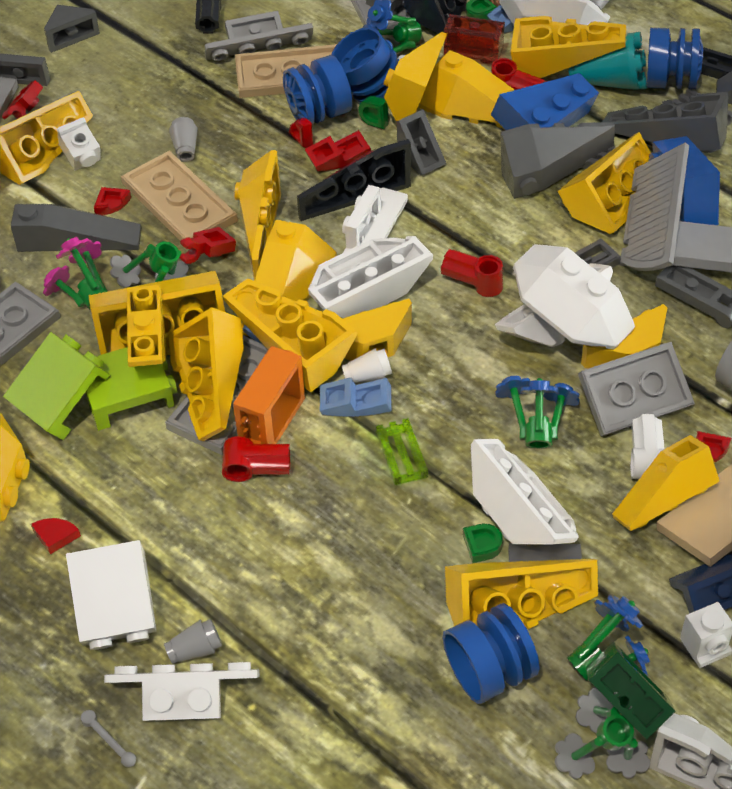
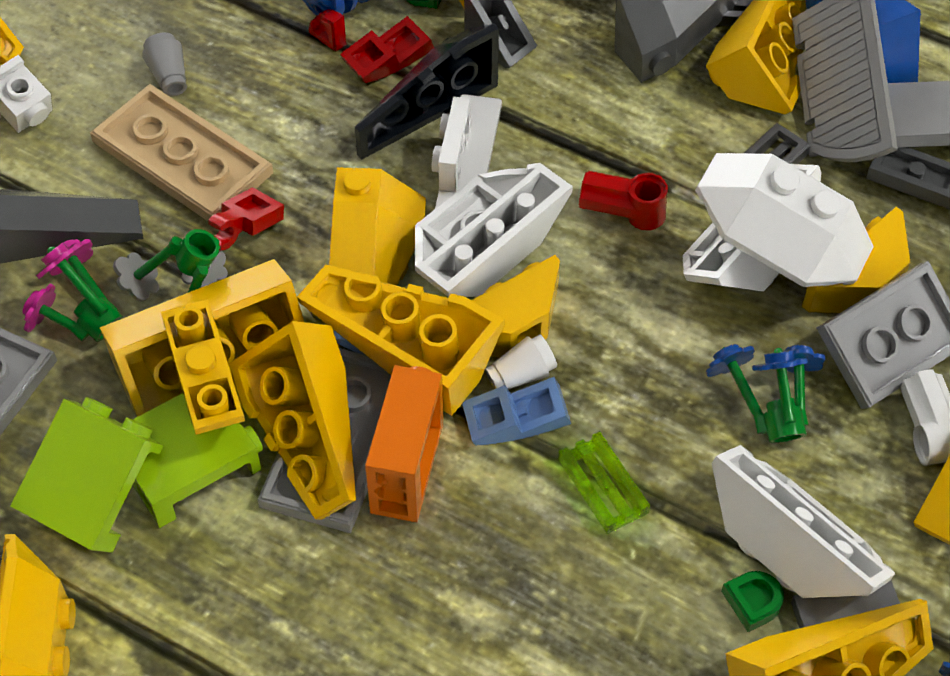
camera: 15 degrees left, 5 degrees up
(111, 200) = (85, 170): red tile -> none
(244, 458) = (391, 536): red piece -> none
(259, 201) = (298, 151): yellow wedge -> none

